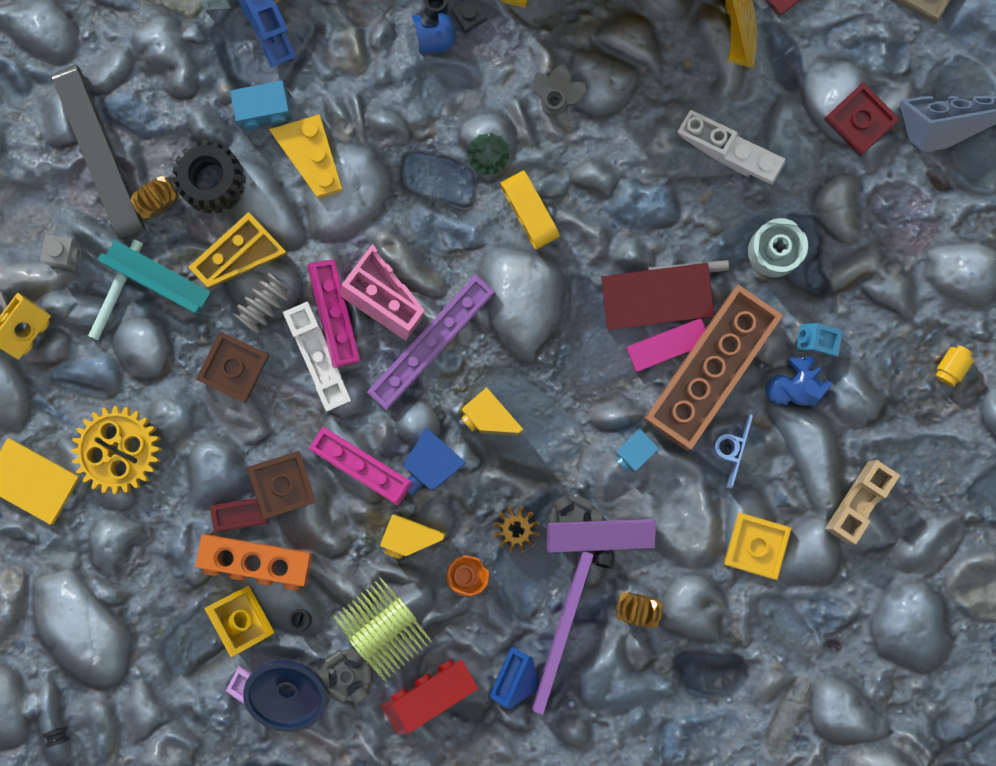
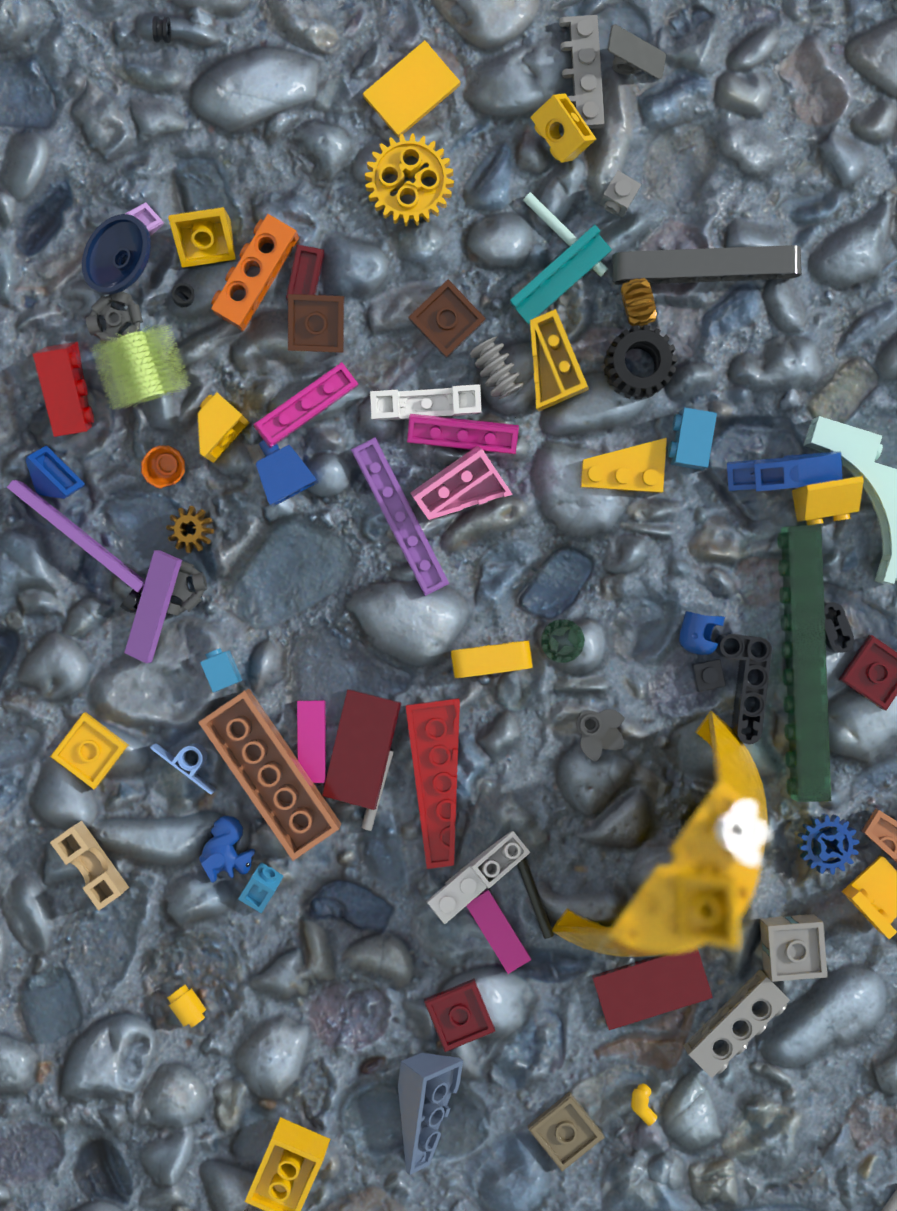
camera: 110 degrees right, 5 degrees up
(489, 416) = (303, 543): yellow slope -> none
(638, 227) = (434, 751): none -> red wing
(639, 610) = (69, 615): pearl gold gear -> none
(730, 91) = (535, 899): none -> pearl dark grey bar
(773, 111) = (498, 931): none -> dark pink tile
(788, 237) = (370, 895): light aqua brick -> none

